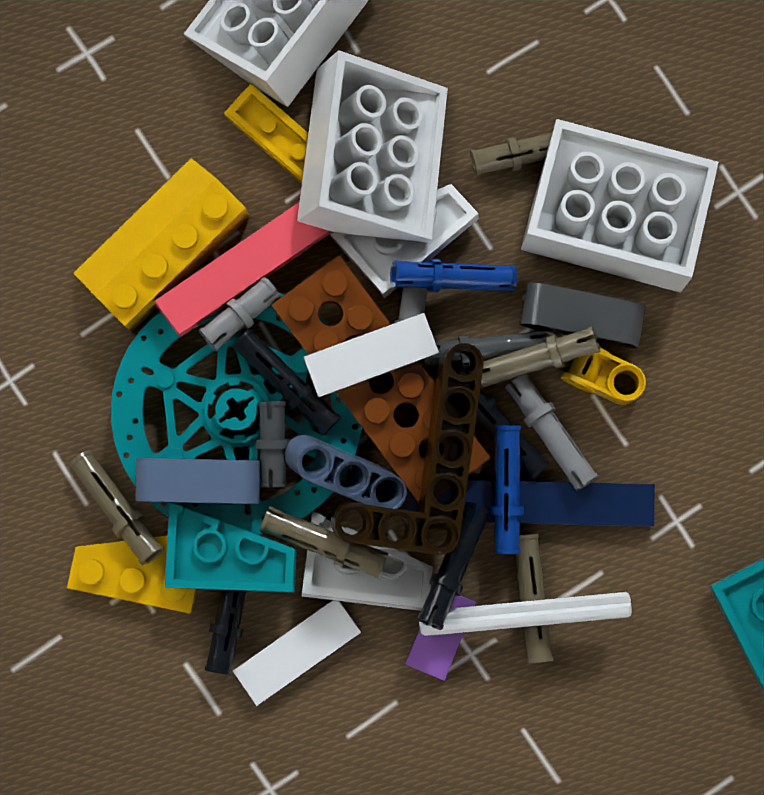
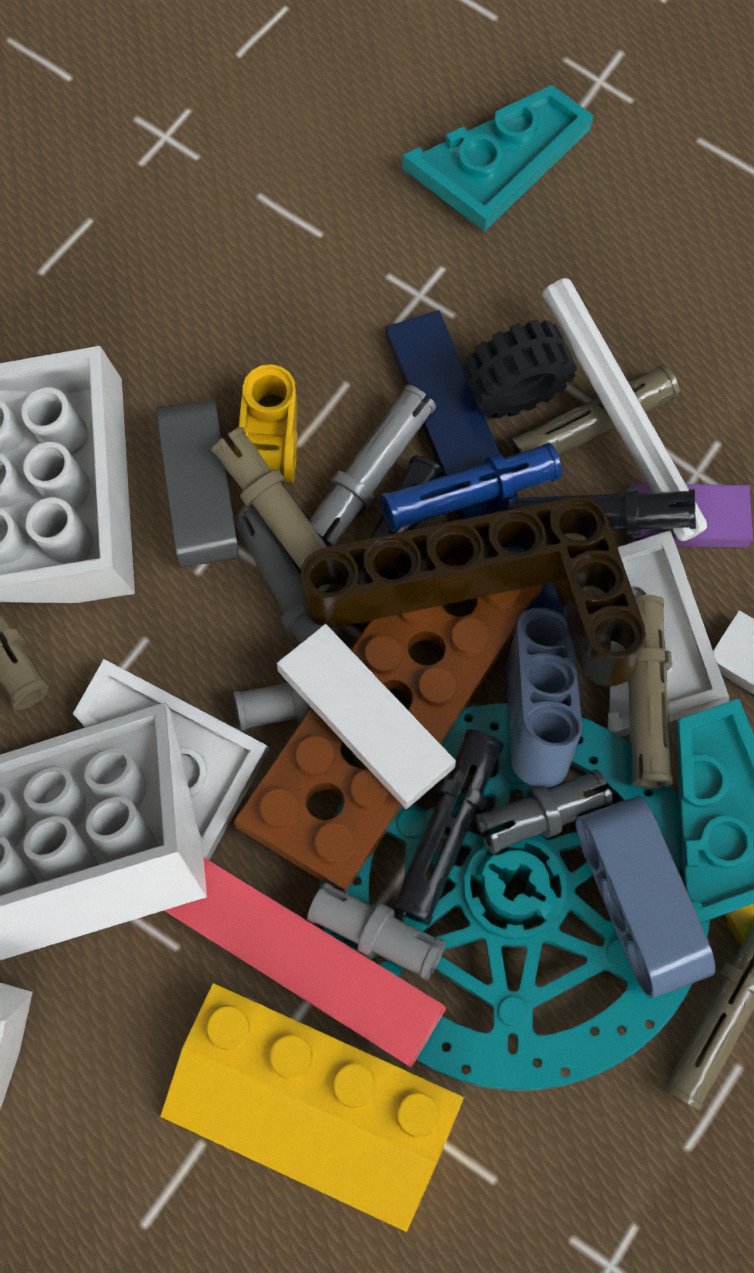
camera: 110 degrees left, 15 degrees down
(270, 129) = (78, 1004): yellow tile -> none
(460, 276) = (213, 679): blue pin -> none
(580, 556) = (519, 369): none -> black tyre

